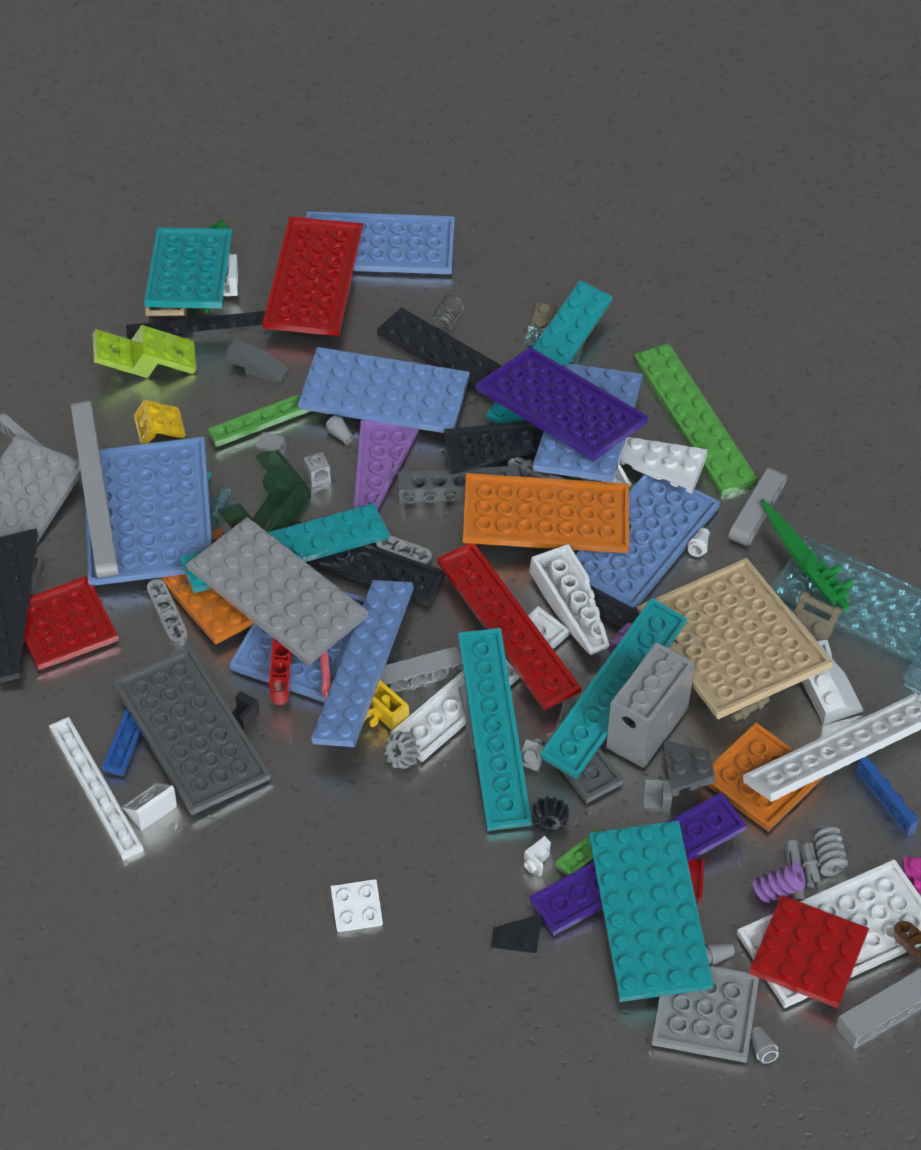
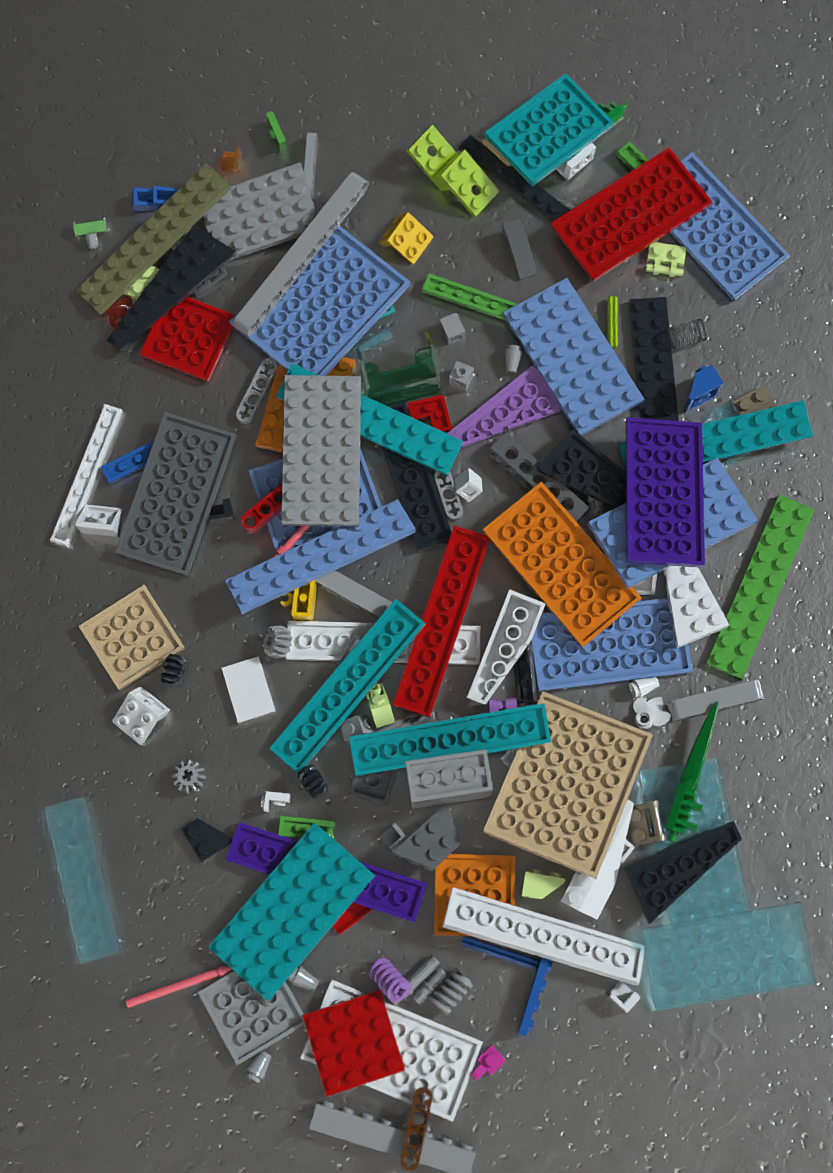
camera: 50 degrees right, 25 degrees up
(266, 247) = (631, 156): none -> bright green plate
(279, 858) = (131, 637): none -> tan plate
(322, 506) = (432, 408): none -> red plate
(344, 843) = (173, 670): none -> black gear
(371, 287) = (666, 254): none -> yellowish green plate
(378, 348) = (612, 321): none -> lime axle
(411, 530) = (468, 484): none -> white panel
(418, 808) = (248, 690): none -> white tile
(449, 905) = (184, 783): none -> light grey gear
(459, 1059) = (82, 880): none -> clear light blue plate
(500, 332) = (704, 387): none -> blue slope
(535, 721) = (380, 706): none -> yellowish green slope
(649, 1011) = (222, 970): none -> coral bar
(725, 553) = (652, 711): none -> white plate
(796, 725) = (538, 885): none -> yellowish green slope
(827, 795) = (500, 952): none -> blue axle
(872, 623) = (672, 872): none -> black wing

